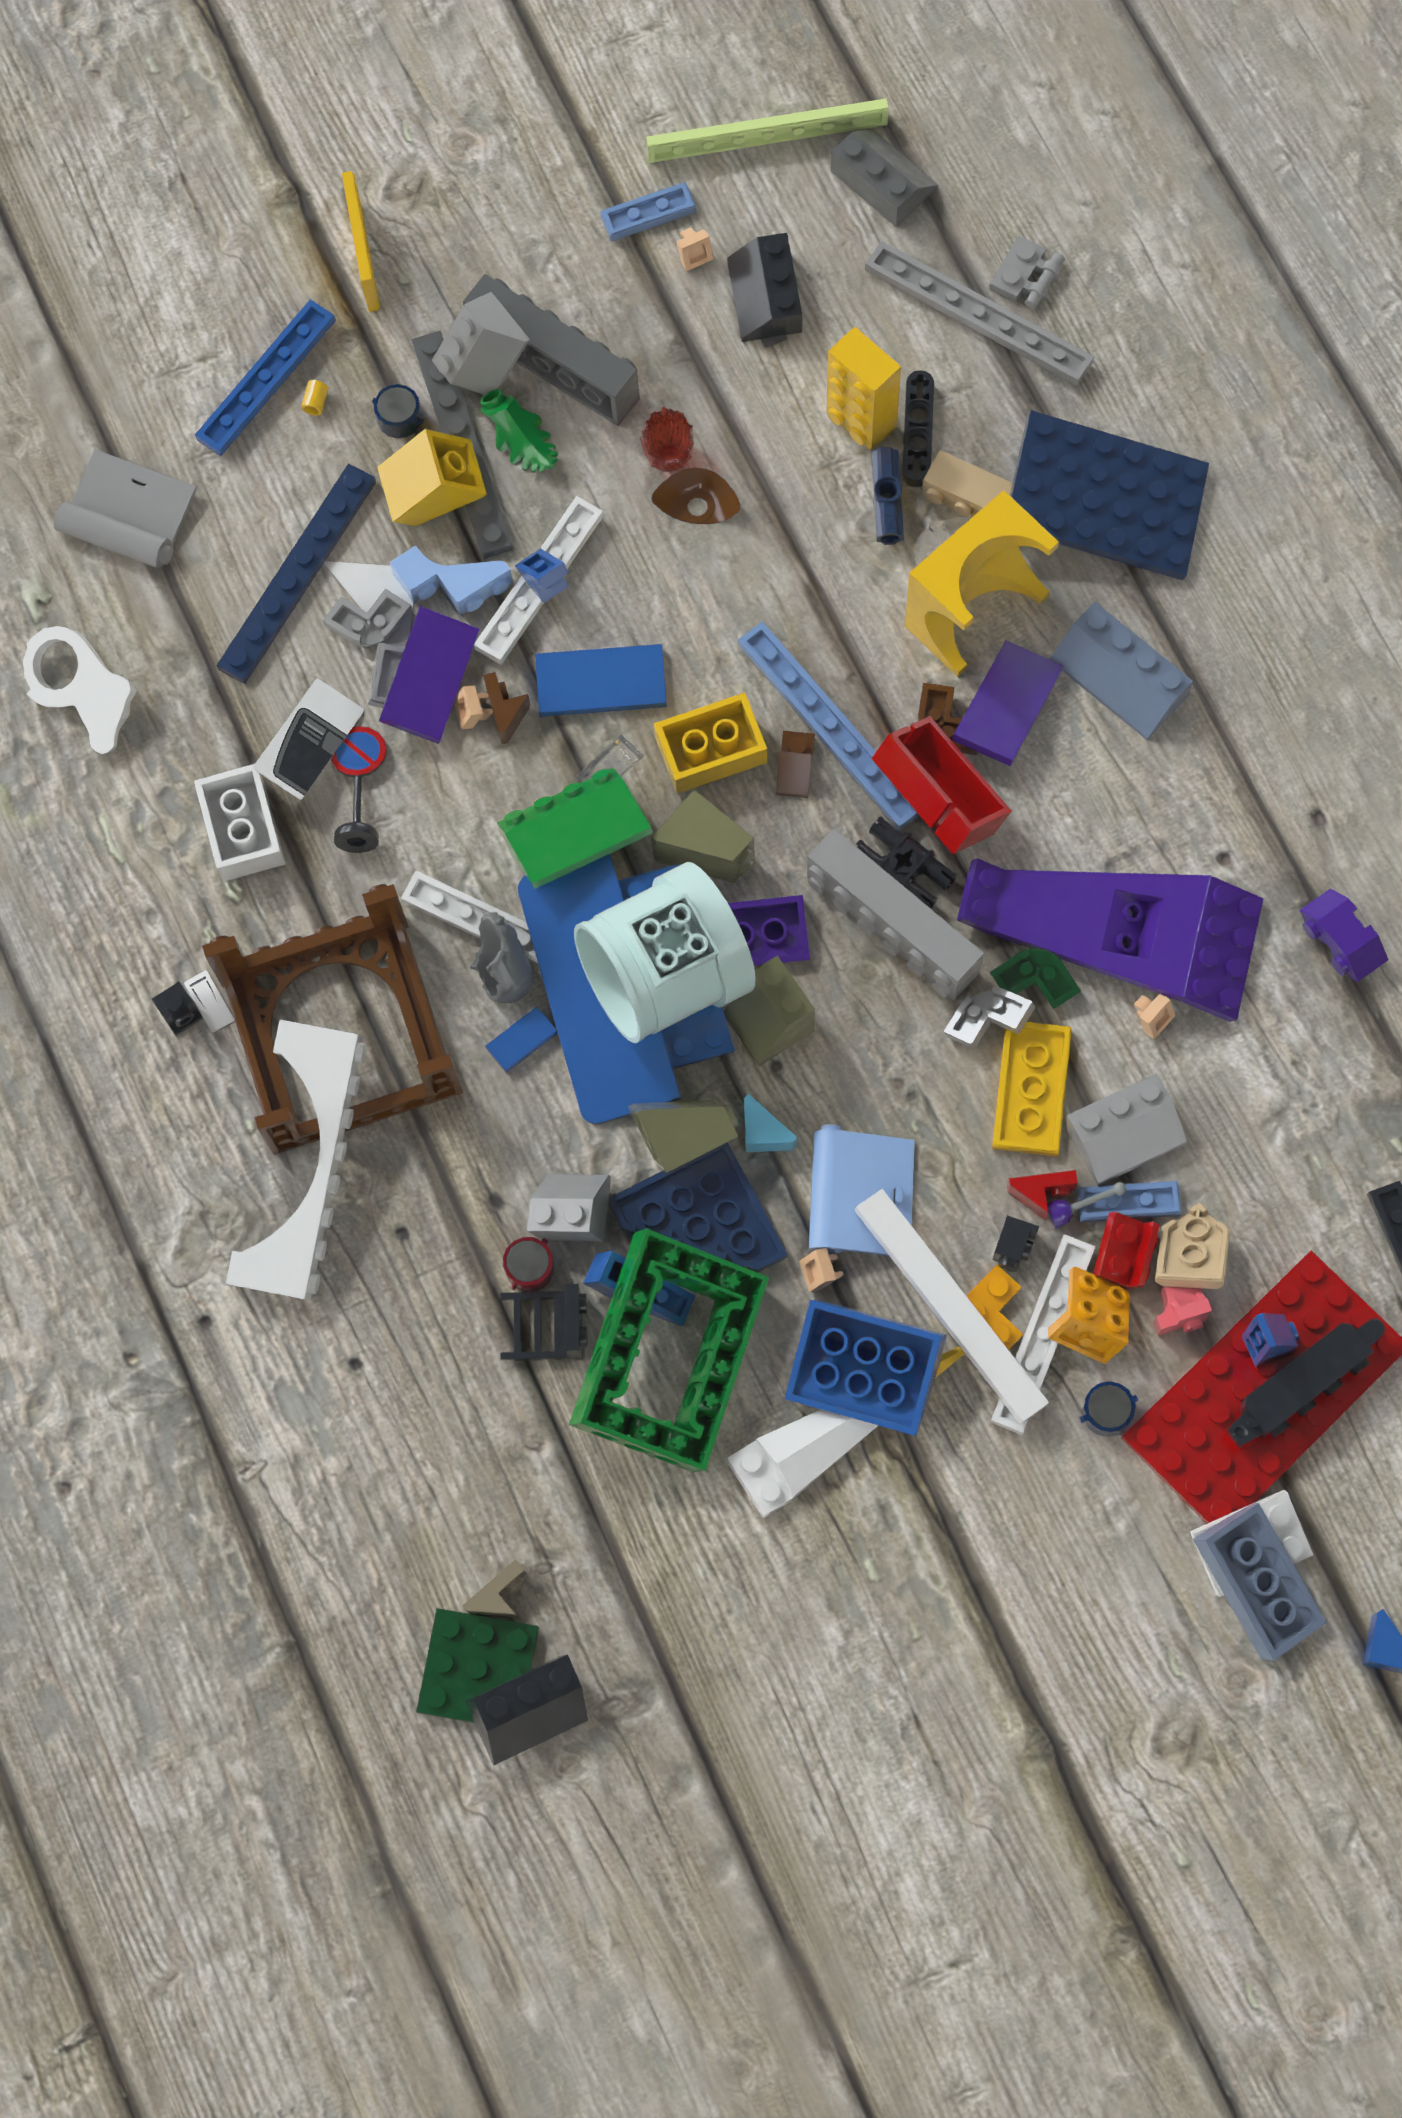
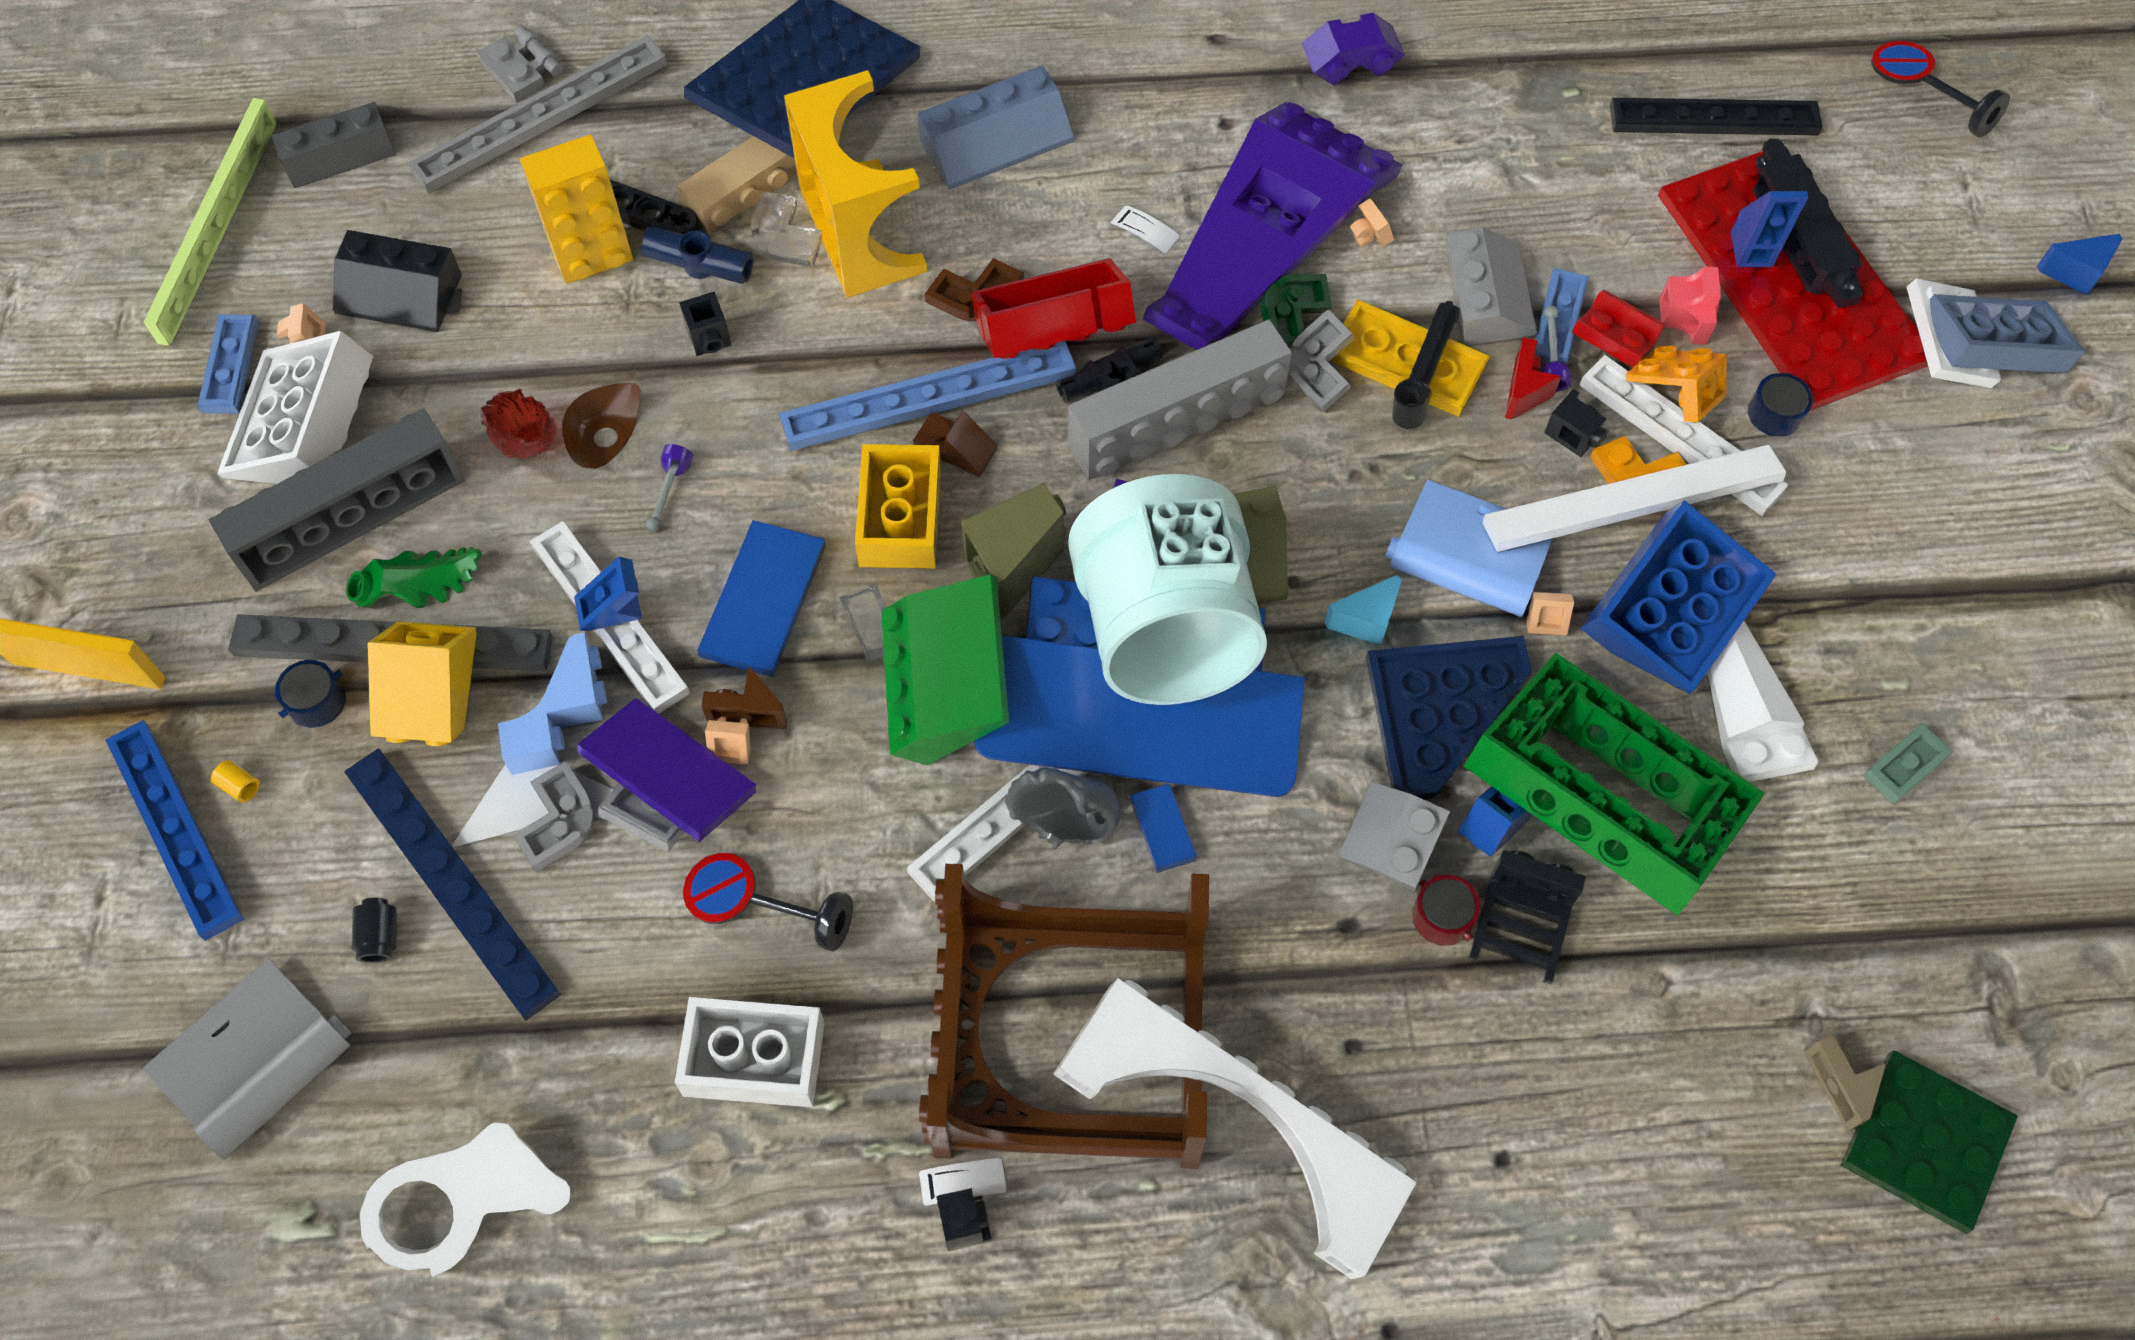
camera: 75 degrees left, 10 degrees down
(240, 542) = (374, 930): none -> black brick
(308, 739) = (681, 933): sticker -> none
(480, 346) = (296, 557): light grey slope -> none
(529, 1709) = (1997, 1088): black slope -> none
(621, 281) = (296, 408): none -> white slope
(683, 1129) = (1352, 682): olive slope -> none
(689, 566) = (675, 462): none -> hinge
(792, 1589) = (1908, 763): none -> sand green plate
(817, 531) = (705, 324): none -> black brick
(1008, 703) = (985, 229): dark purple tile -> none
(1016, 1101) = (1416, 388): none -> black axle
(1077, 832) = (1146, 228): none -> white sticker
(1193, 1251) = (1641, 270): tan tile -> none

